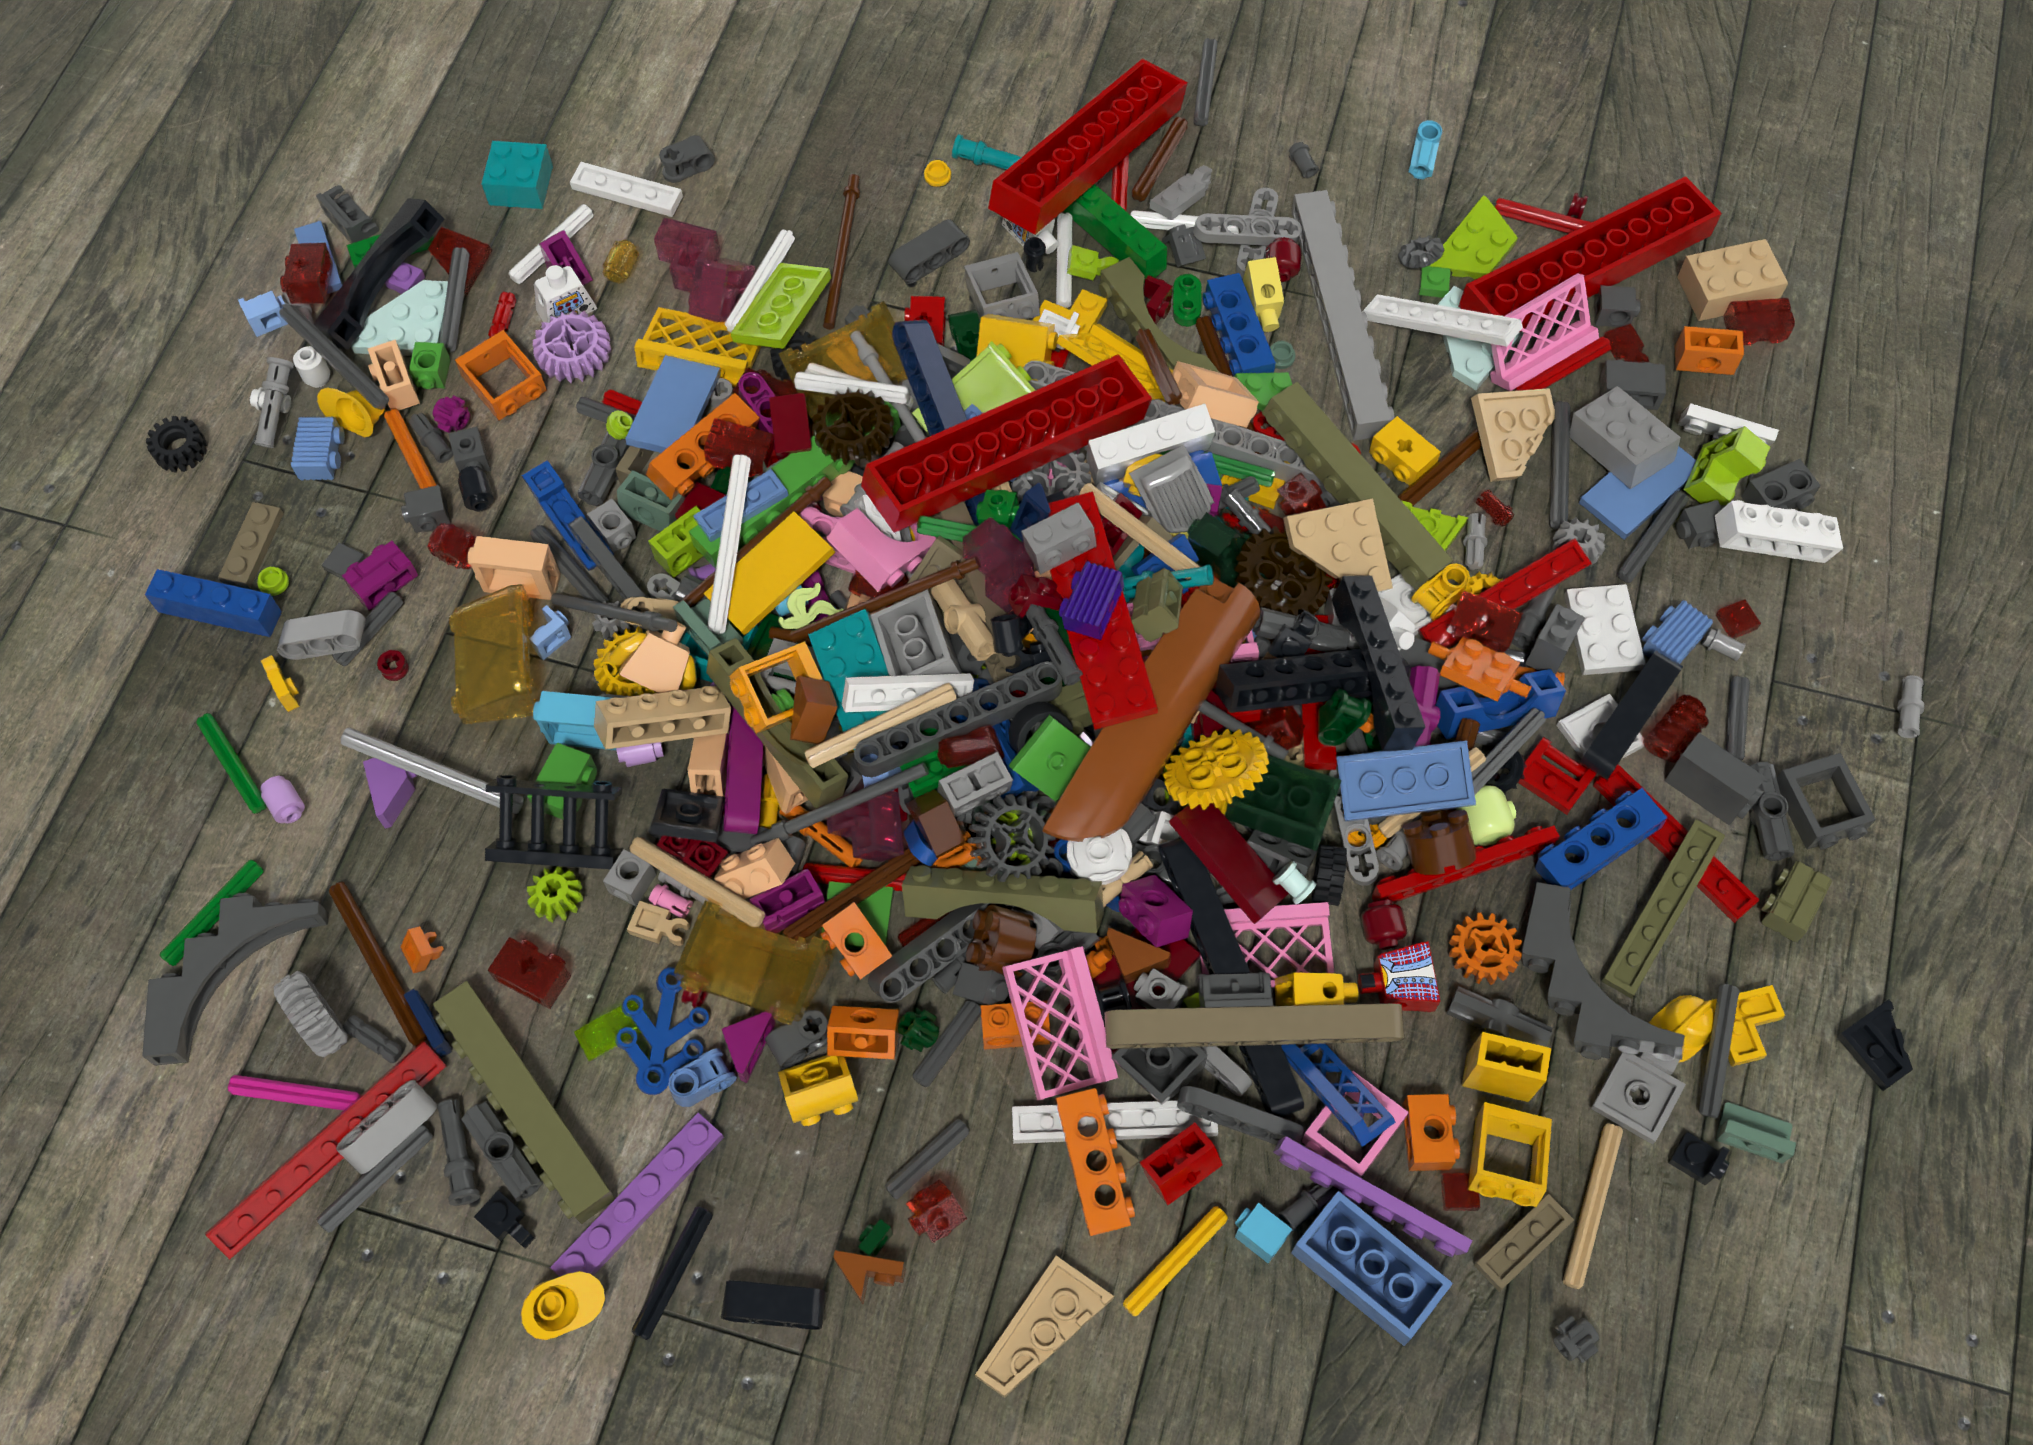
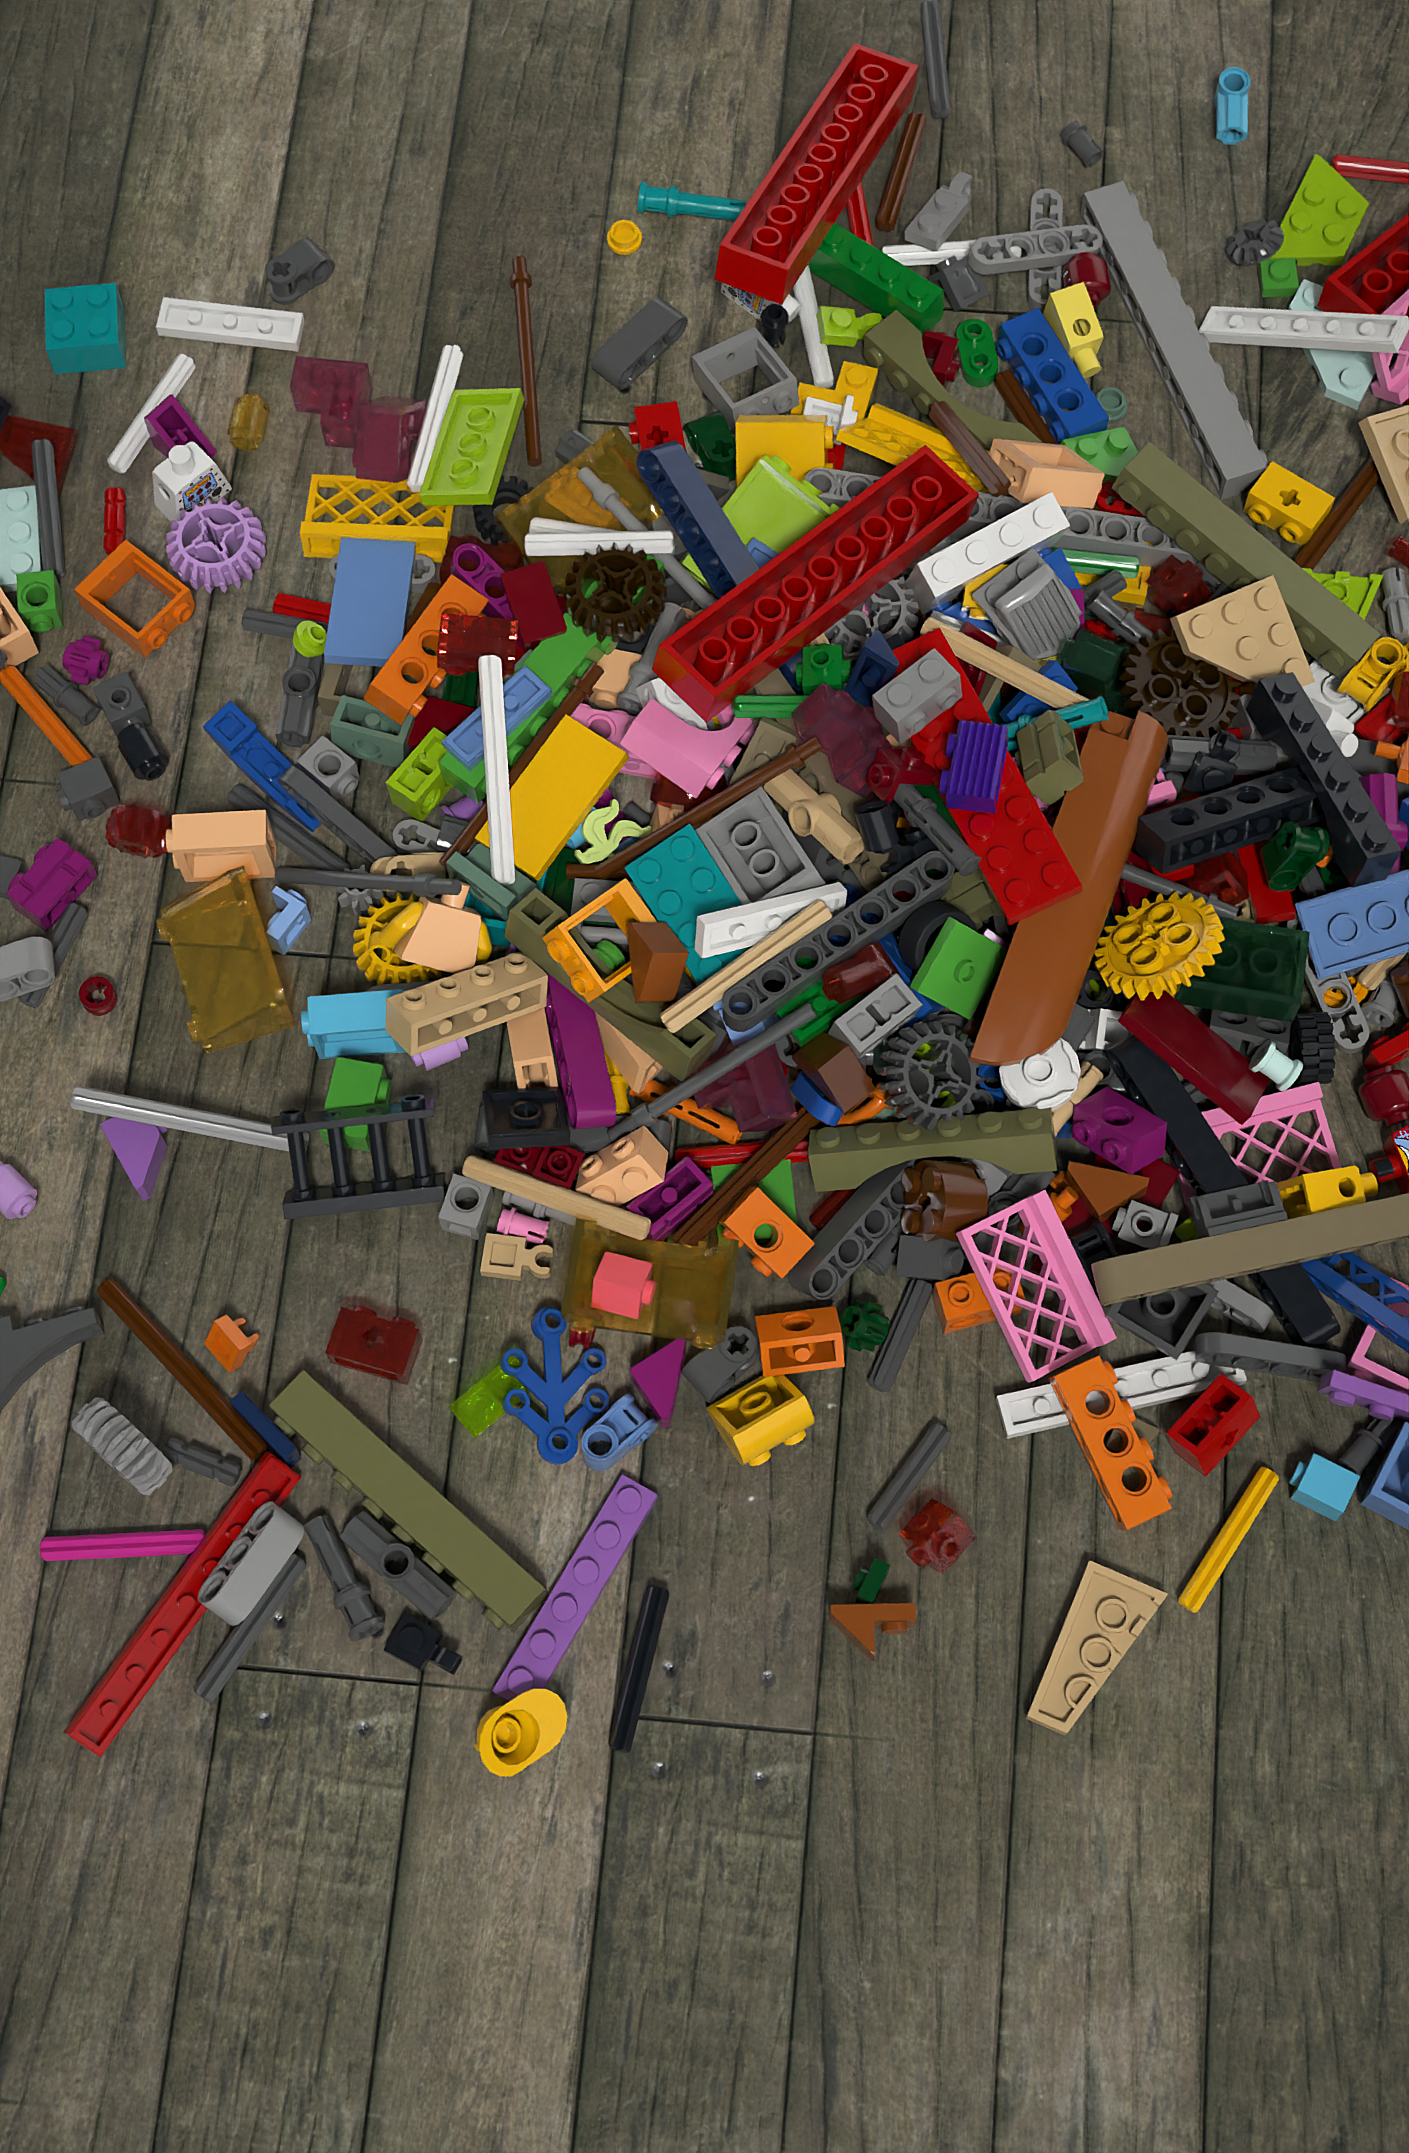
camera: 10 degrees left, 5 degrees up
(542, 894) = (371, 1257): lime gear -> none
(731, 960) = (623, 1285): none -> coral brick
(773, 1305) = (770, 1682): black beam -> none

